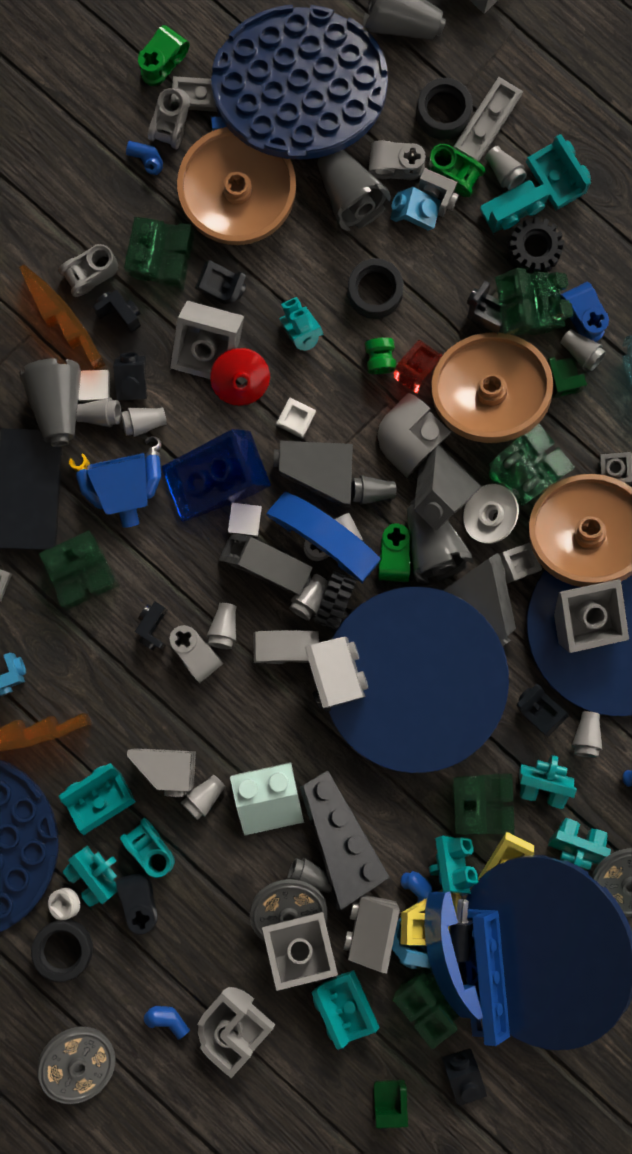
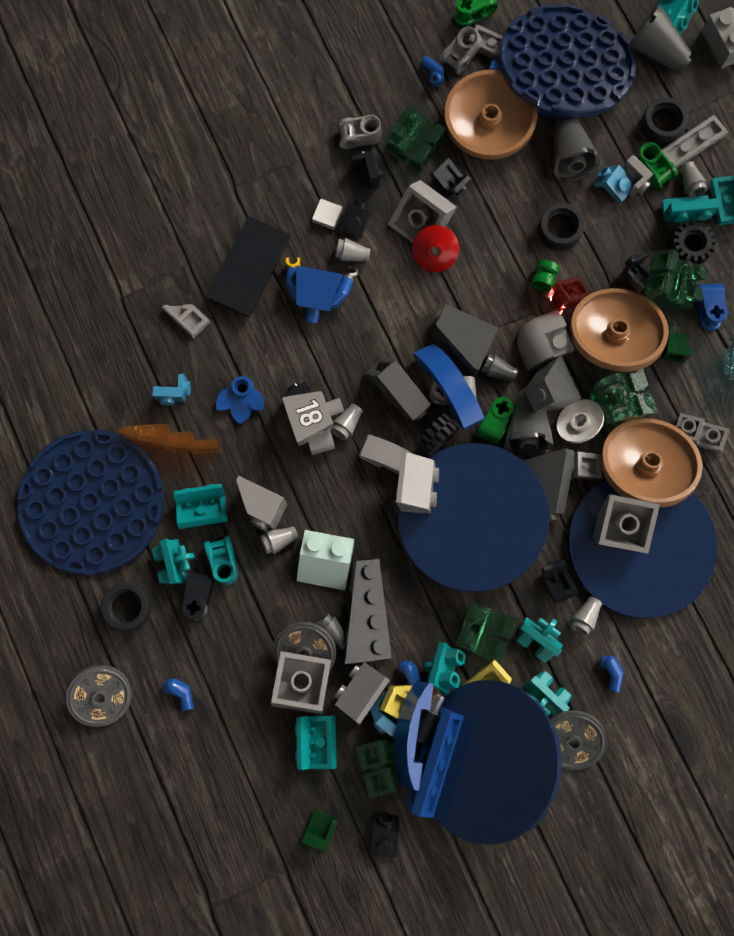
camera: 25 degrees right, 5 degrees down
(53, 397) = (295, 206): dark grey cone -> none
(56, 312) = (323, 152): clear orange slope -> none
(63, 568) = (258, 335): clear green hips -> none
(64, 904) = (142, 573): white tile -> none
(89, 656) = (238, 402): none -> blue plate
(100, 412) = (323, 233): light grey cone -> none
(179, 641) = (311, 414): none -> light grey torso
(216, 474) = (389, 310): clear blue slope -> none
(232, 1030) = (225, 719): light grey brick -> none
(245, 519) = (396, 350): white tile -> none
(296, 418) = (464, 295): white tile -> none
(300, 325) = (495, 230): teal hips -> none
(309, 601) = (414, 429): light grey cone -> none
(392, 160) = (613, 142): light grey piece -> none
(584, 350) = (699, 332): light grey cone -> none

